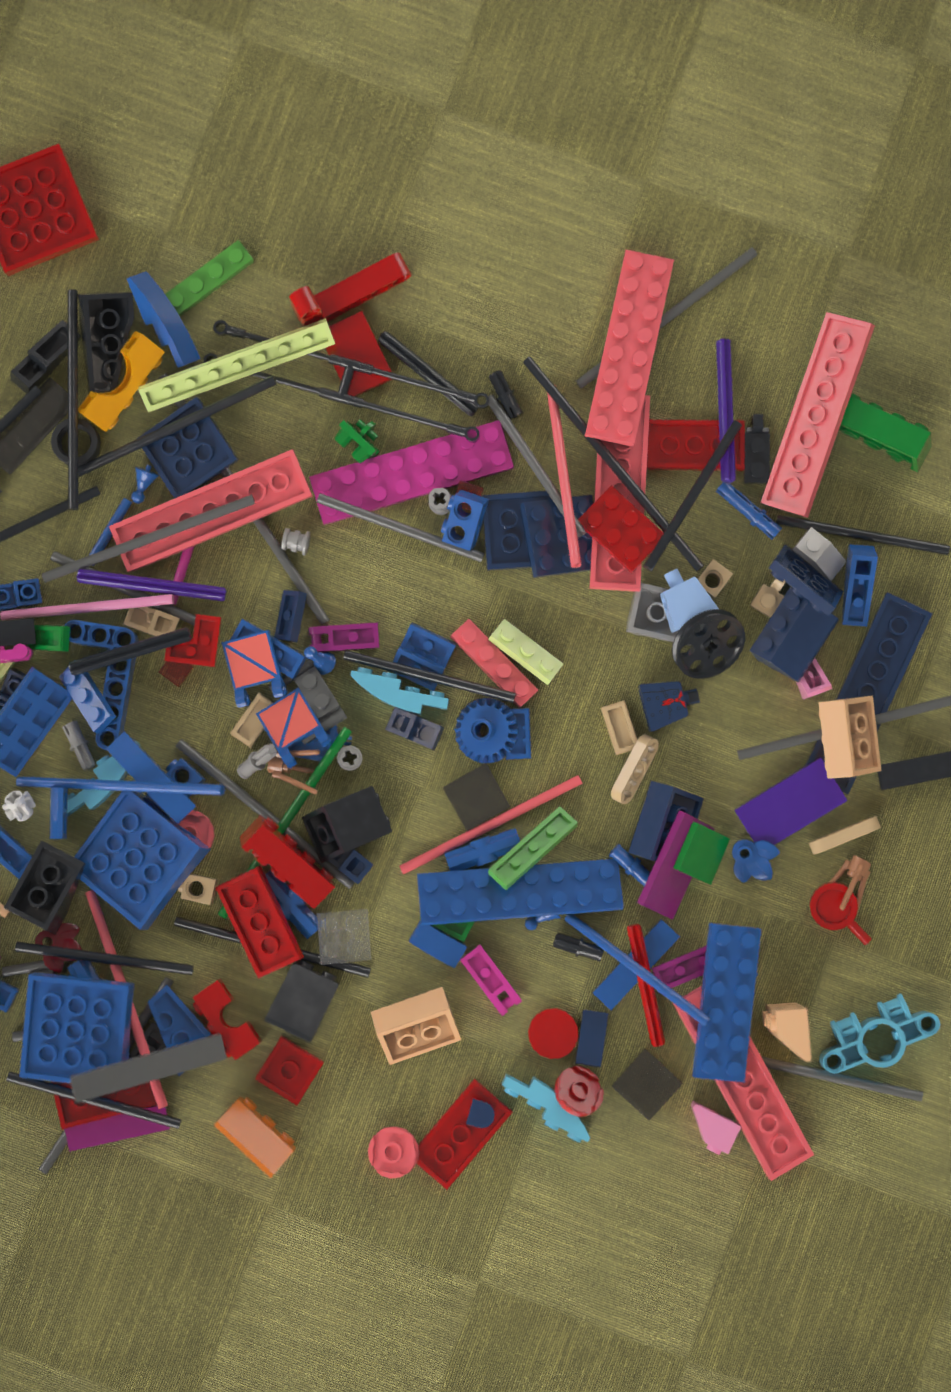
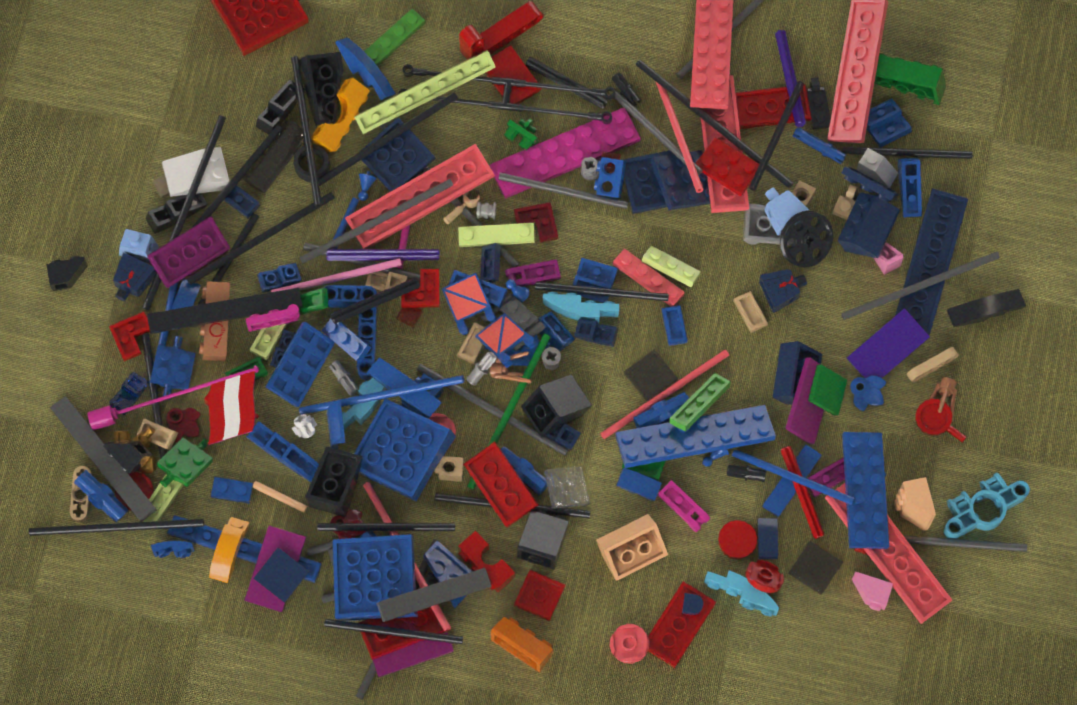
camera: 10 degrees left, 15 degrees down
(260, 534) = (459, 209): none -> tan piece
(287, 861) = (516, 435): red wedge -> none
(303, 578) = (499, 234): none -> yellowish green plate
(361, 719) = (559, 335): none -> blue slope
(365, 558) = (543, 219): none -> dark red plate
(501, 734) = (656, 335): blue gear -> none
(630, 864) = (775, 407): blue pin -> none
(634, 769) = (769, 331): tan beam -> none
(844, 490) = (887, 123): none -> blue slope
(849, 737) = (922, 288): light nougat slope -> none

